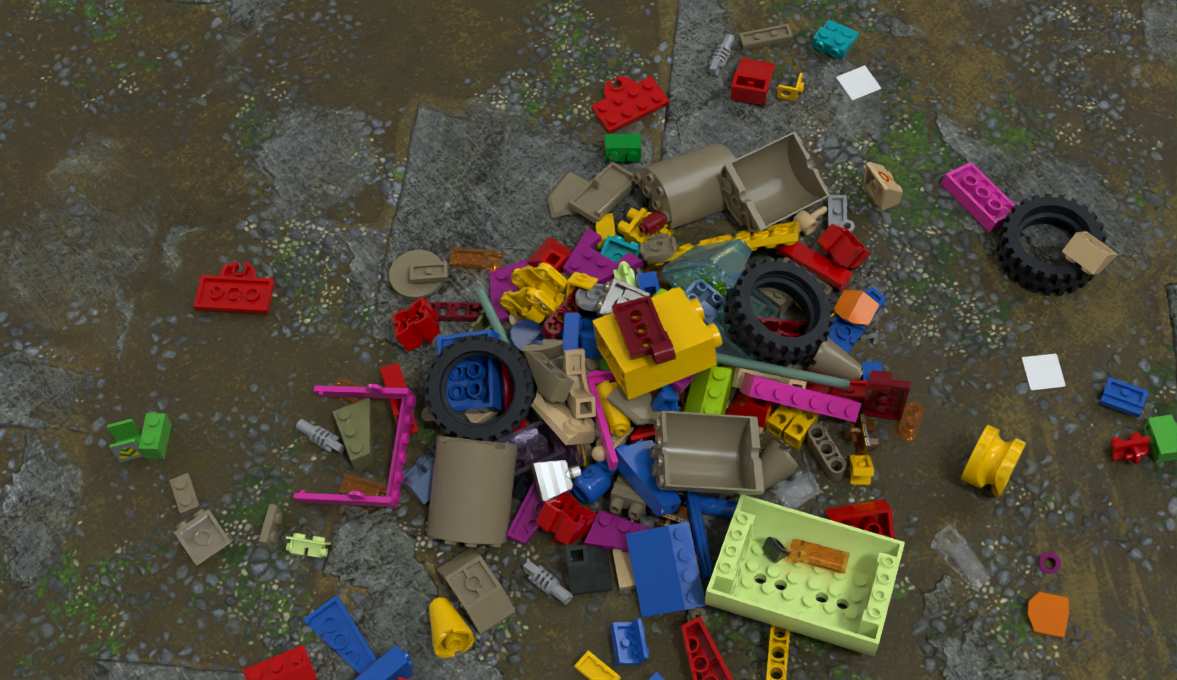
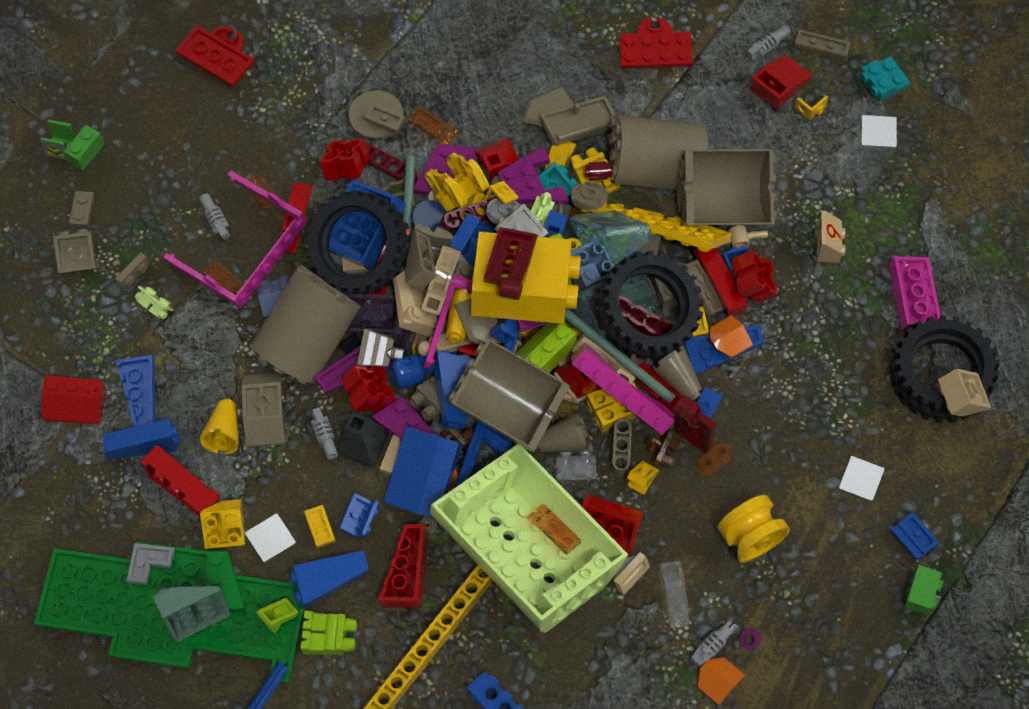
camera: 25 degrees right, 5 degrees up
(357, 432) = (245, 226): olive wedge -> none
(623, 147) = (621, 87): green brick -> none
(775, 549) = (523, 504): slope -> none
(810, 237) = (732, 253): none -> blue bracket
(838, 211) = (774, 243): light grey hinge -> none
(909, 560) = (630, 572): none -> tan piece
(1022, 584) = (713, 643): none -> light grey hinge
(1131, 449) = (887, 583): red hips -> none

